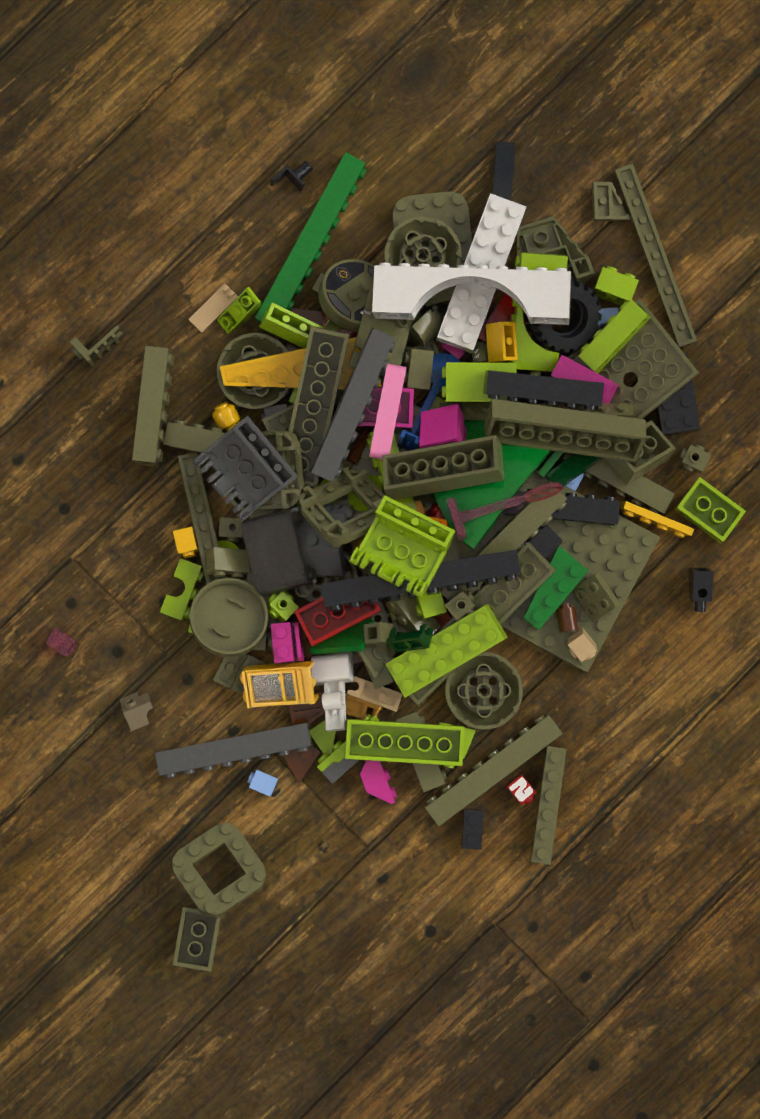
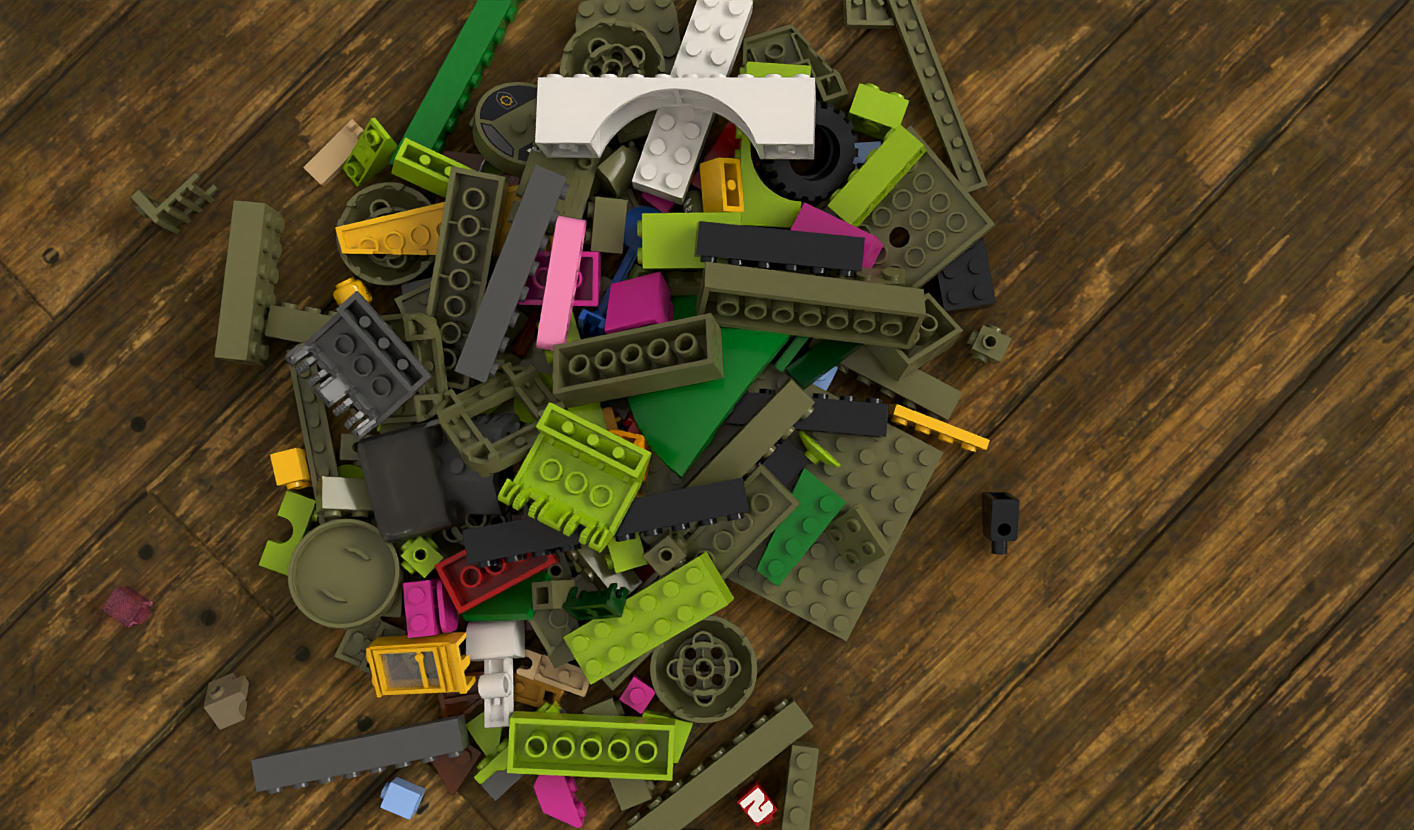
camera: 10 degrees right, 0 degrees up
(435, 709) = (638, 693): none -> dark pink brick
(536, 494) = (767, 398): clear pink piece -> none
(567, 535) = (816, 452): none -> lime dish
(567, 618) = (817, 568): reddish brown brick -> none
(581, 645) = (838, 606): tan brick -> none
(710, 510) = (1011, 414): lime brick -> none

